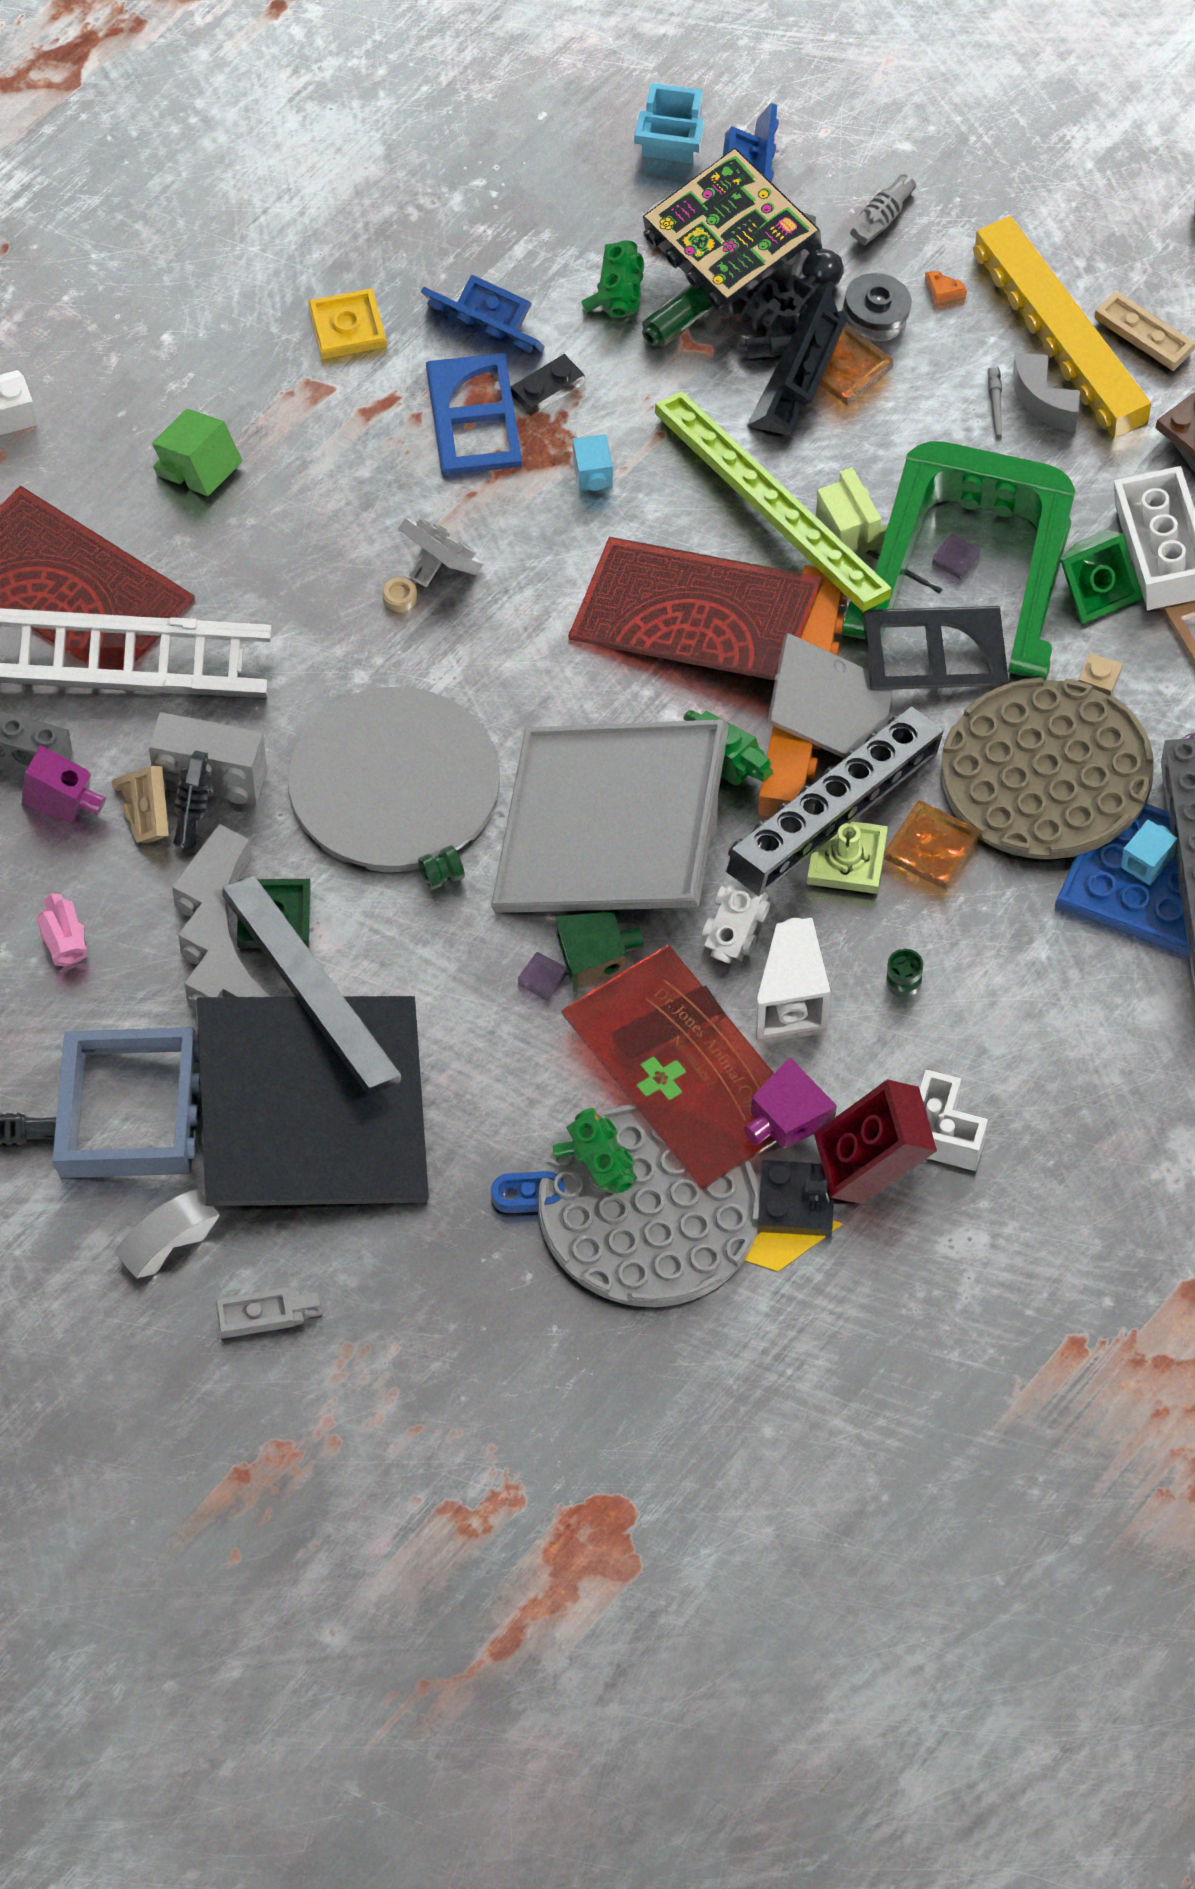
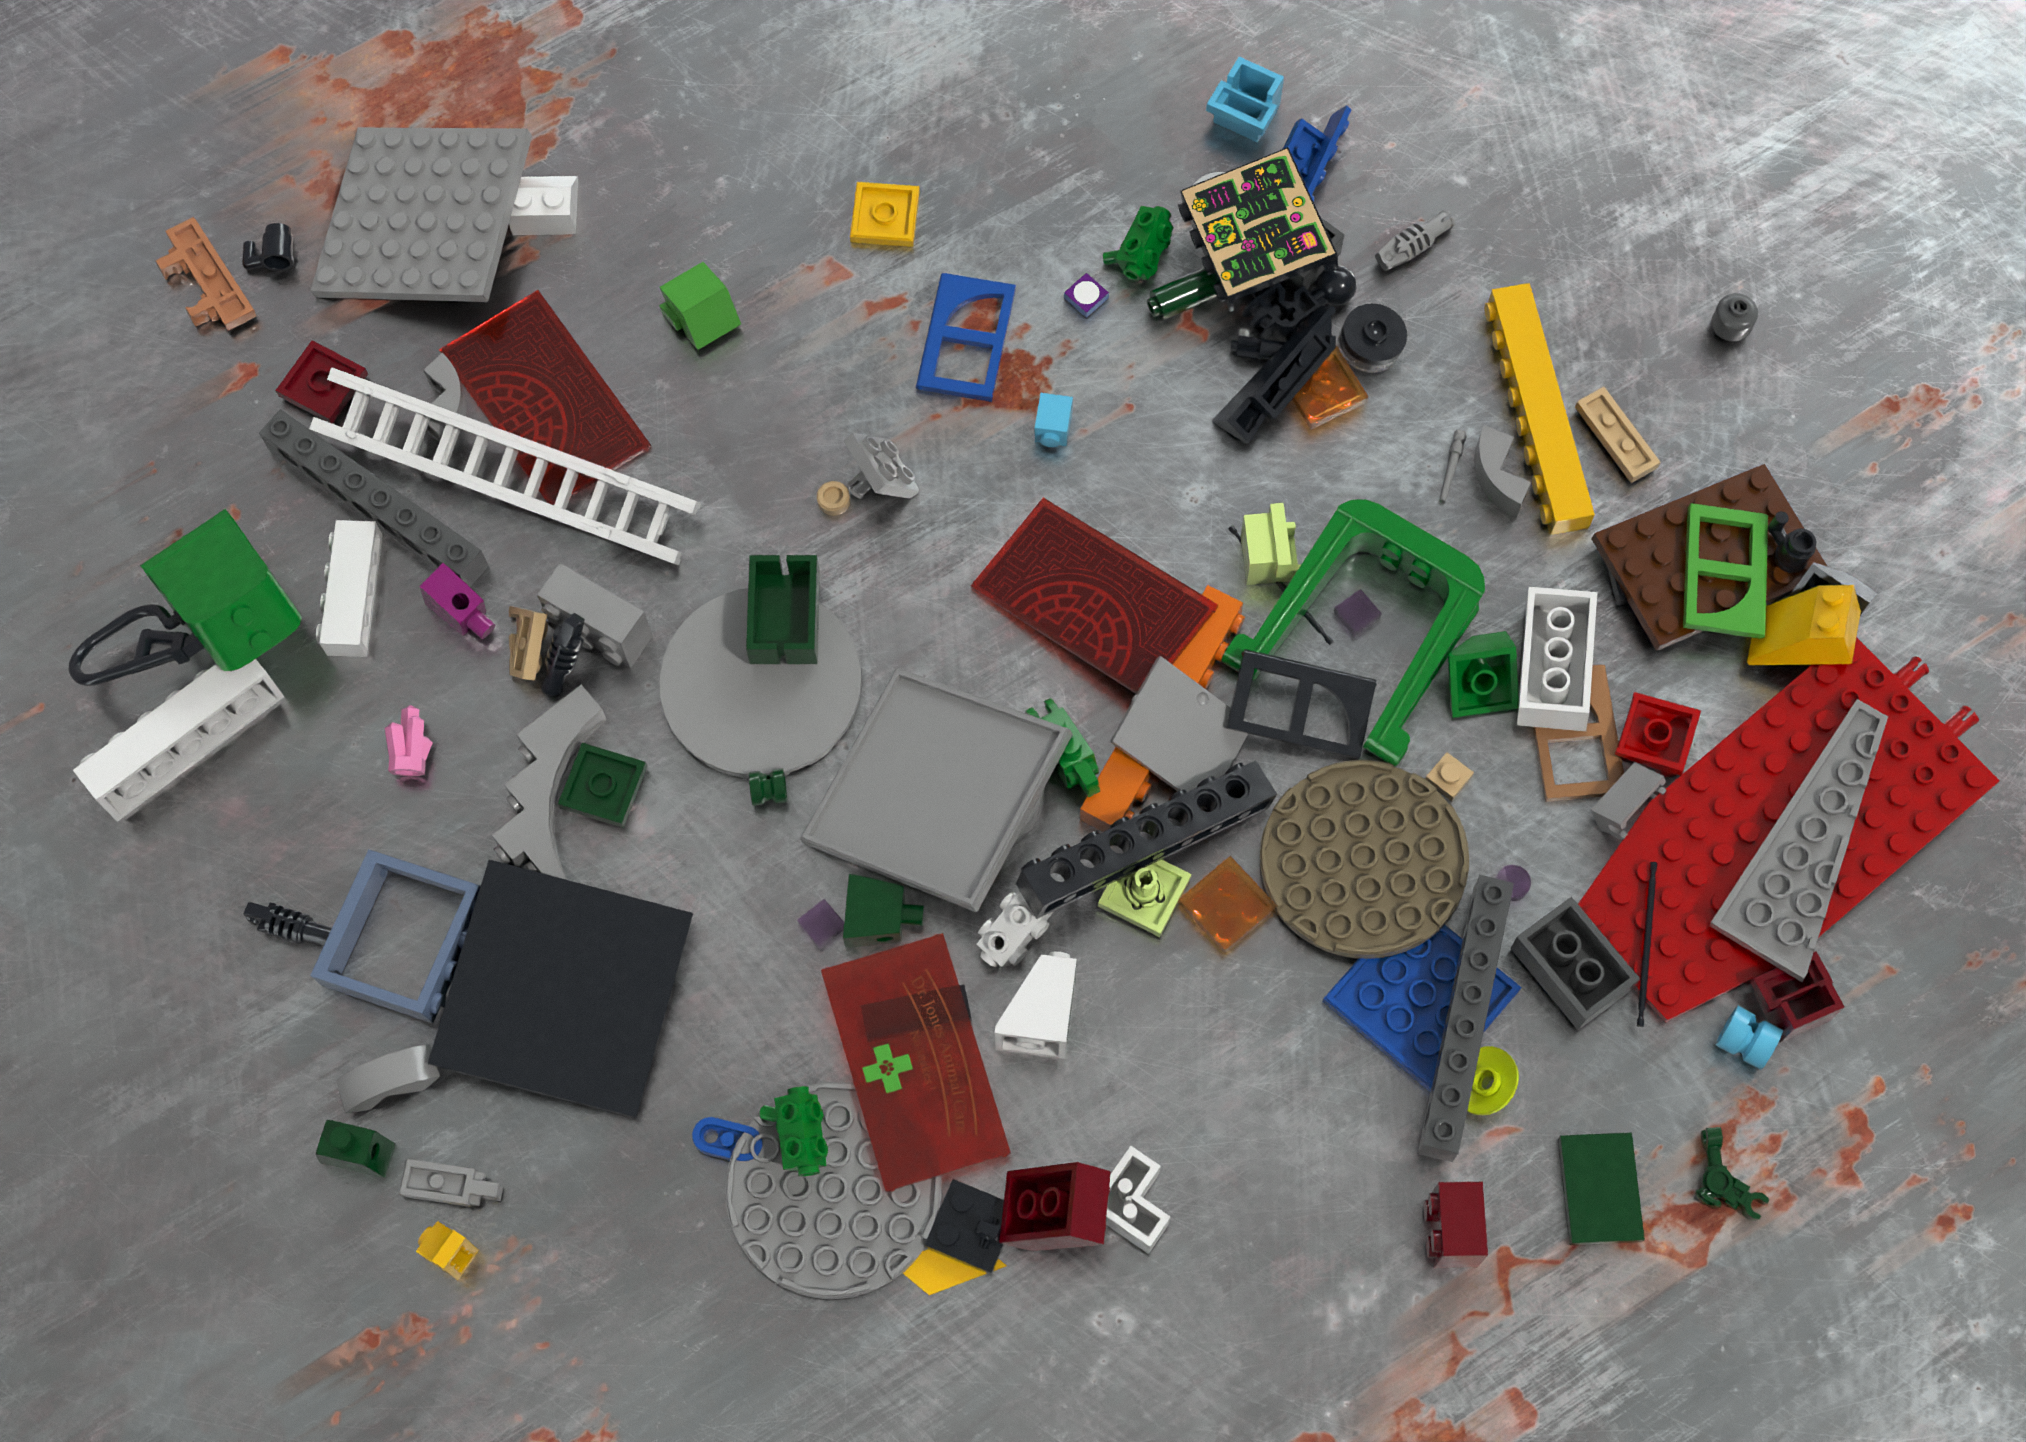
camera: 20 degrees right, 10 degrees up
(158, 1303) = (351, 1148): none -> dark green torso
(290, 1364) = (446, 1249): none -> yellow arch
(311, 986) = (598, 879): tile -> none
(397, 702) = (783, 610): none -> dark green piece
(490, 306) = (1017, 237): blue bracket -> none
(547, 384) = (1043, 327): black plate -> none
(579, 344) = (1086, 295): none -> tile
(773, 501) = (1202, 513): lime plate -> none
(789, 1107) = (989, 1141): magenta torso -> none
(904, 972) = (1153, 1023): dark green wheel -> none
(944, 288) = (1444, 334): orange tile -> none
(1149, 852) = (1427, 980): medium azure brick -> none

